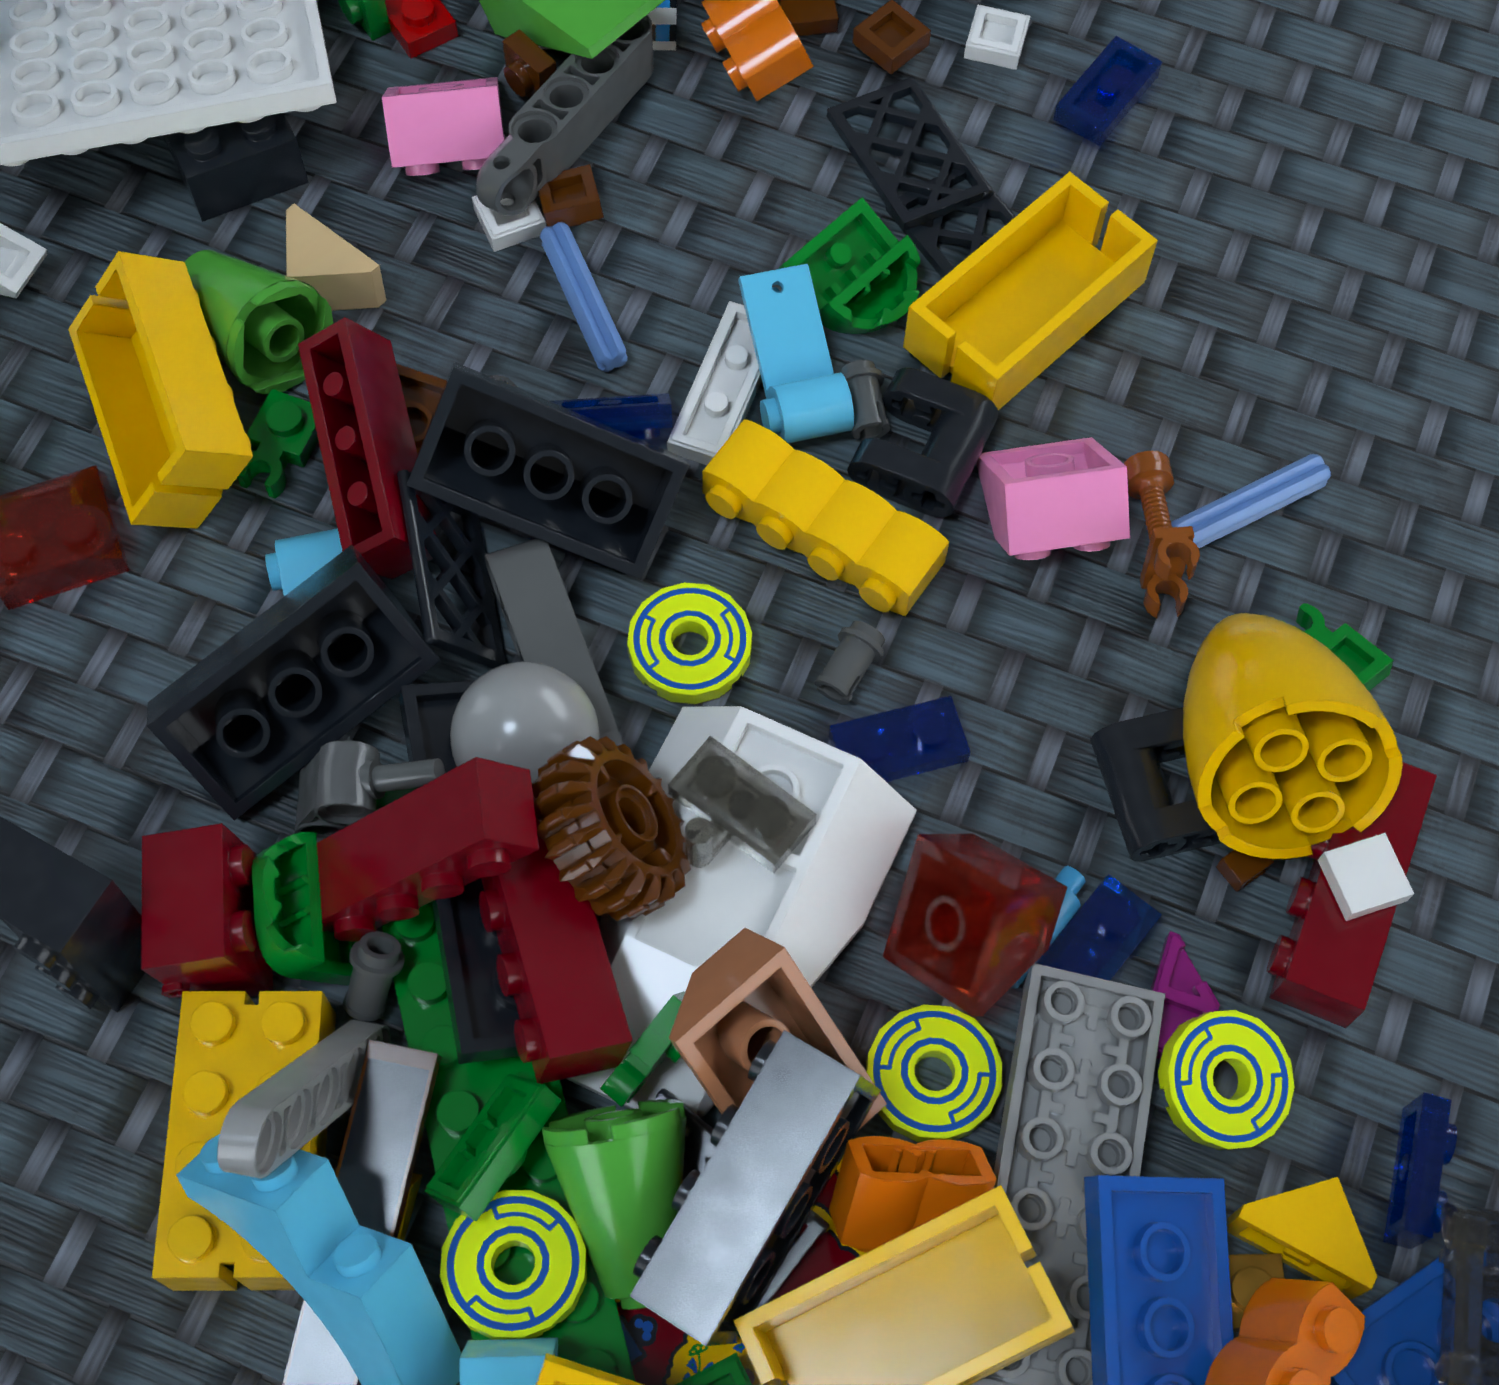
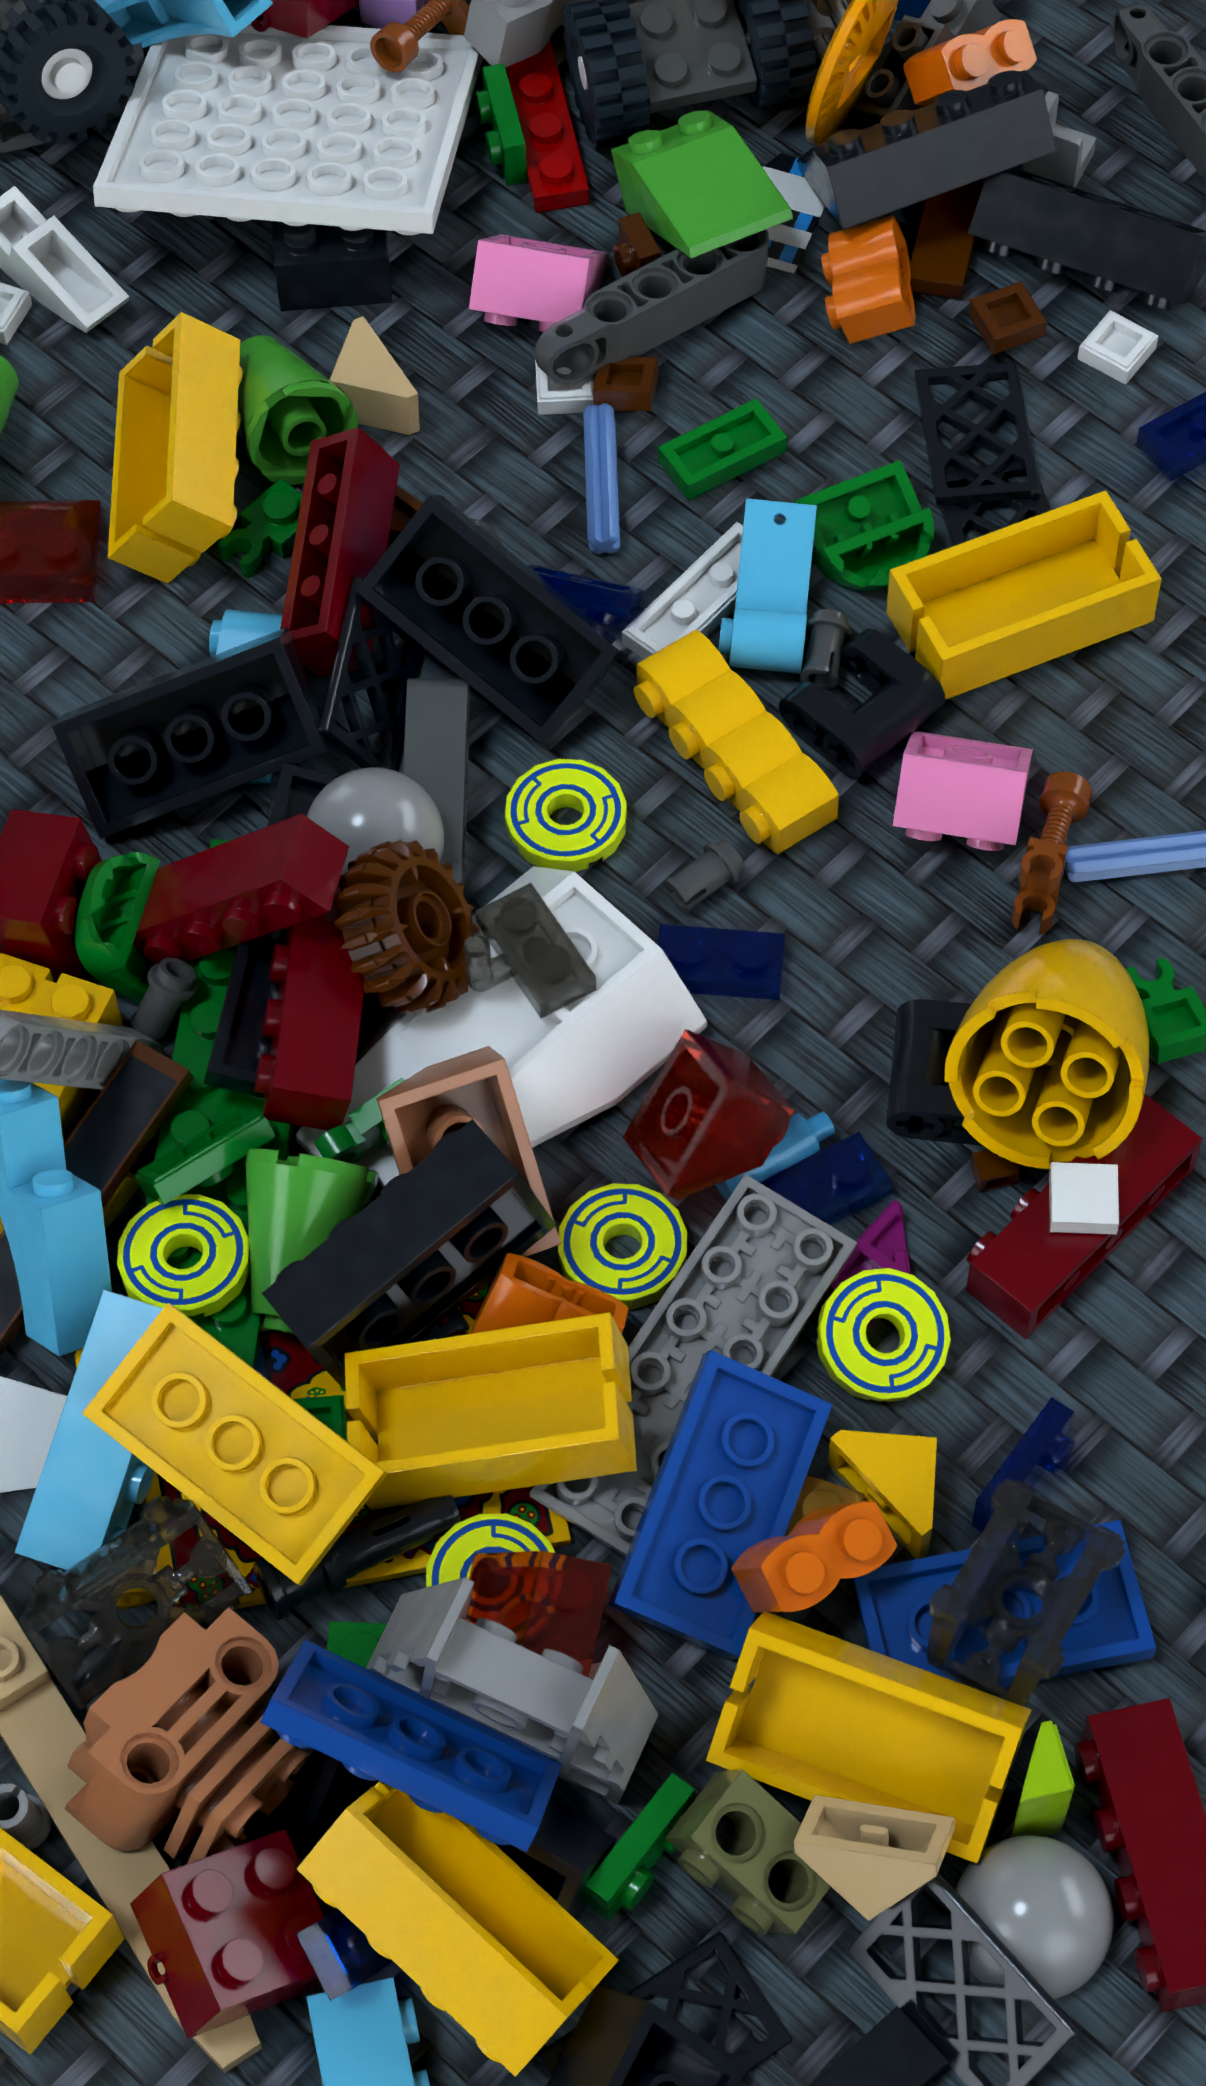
camera: 25 degrees right, 5 degrees down
(347, 782) = (199, 823): dark grey beam -> none
(686, 235) = (722, 449): none -> green plate

